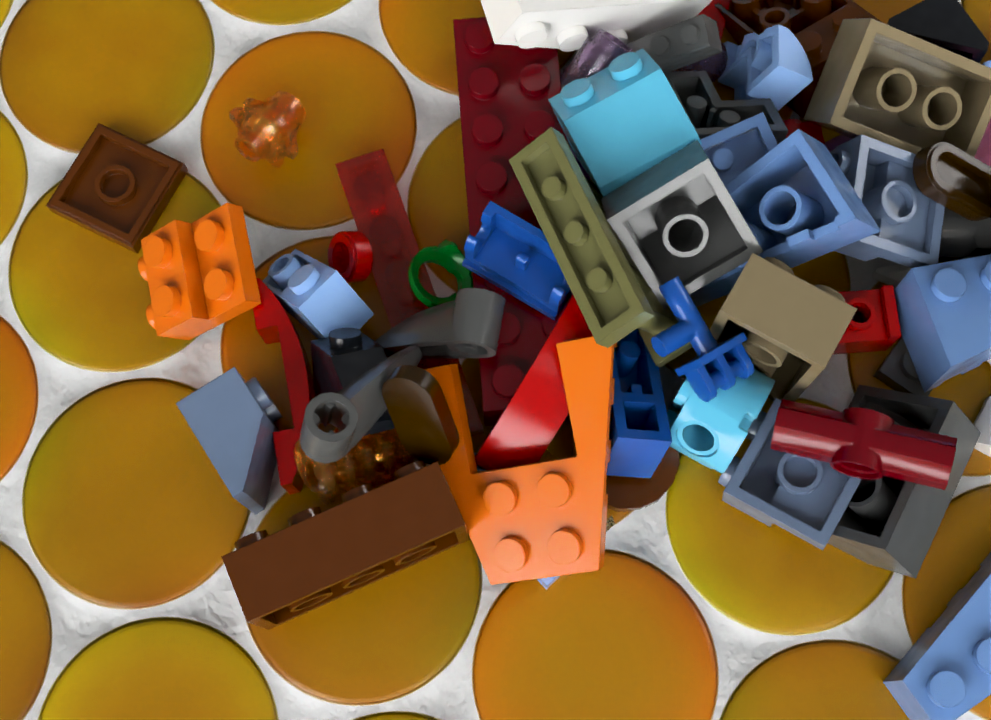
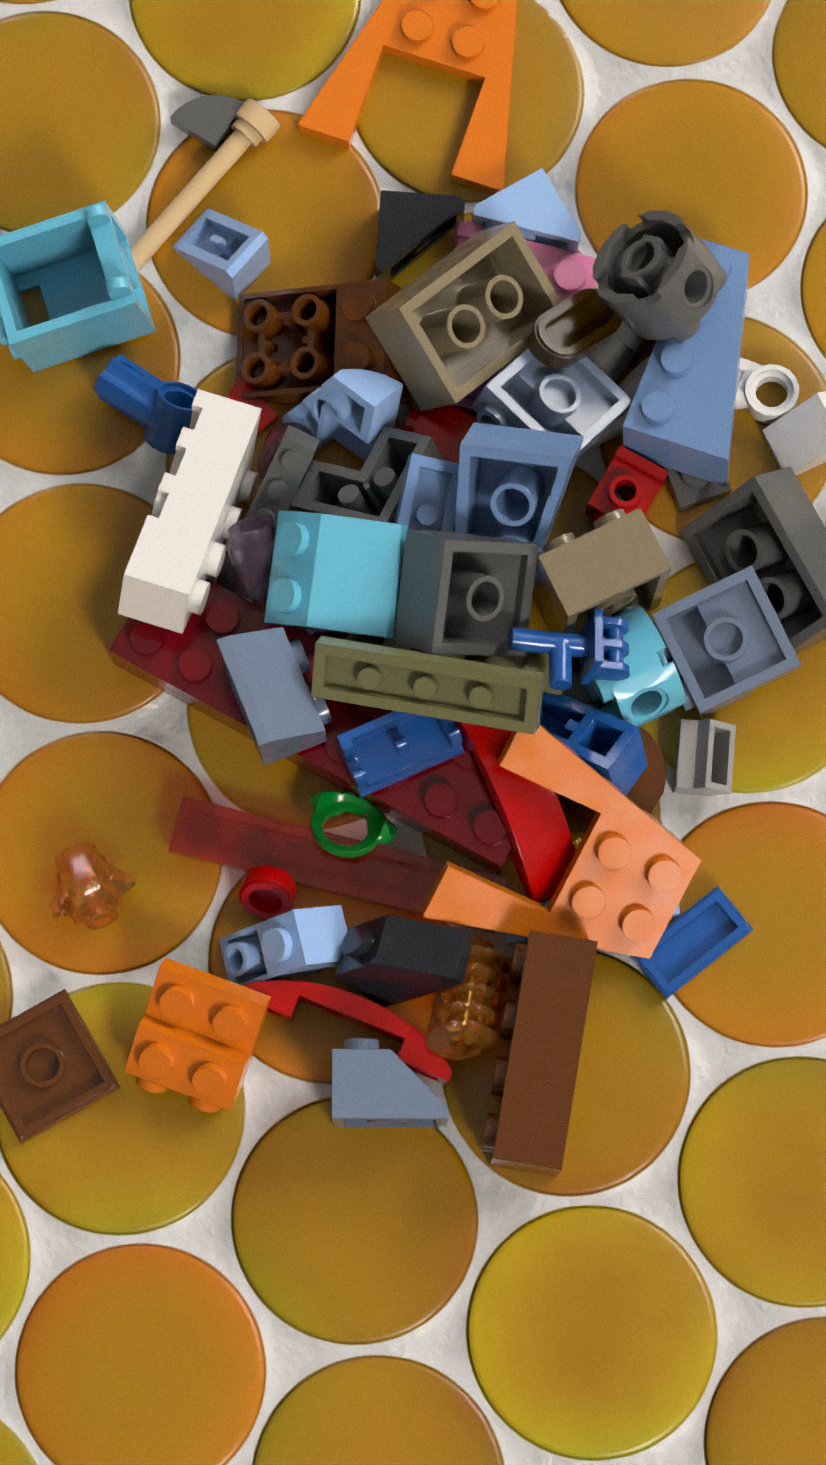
camera: 60 degrees left, 5 degrees up
(350, 410) = (437, 966): dark grey piece -> none
(420, 414) = (482, 918): dark brown tile -> none
(452, 329) = (412, 844): dark grey piece -> none
(486, 128) = (273, 693): none -> sand blue slope
(533, 615) = (693, 942): none -> blue tile
(691, 522) = (704, 757): none -> light grey piece
(864, 444) = (741, 576): dark red piece -> none

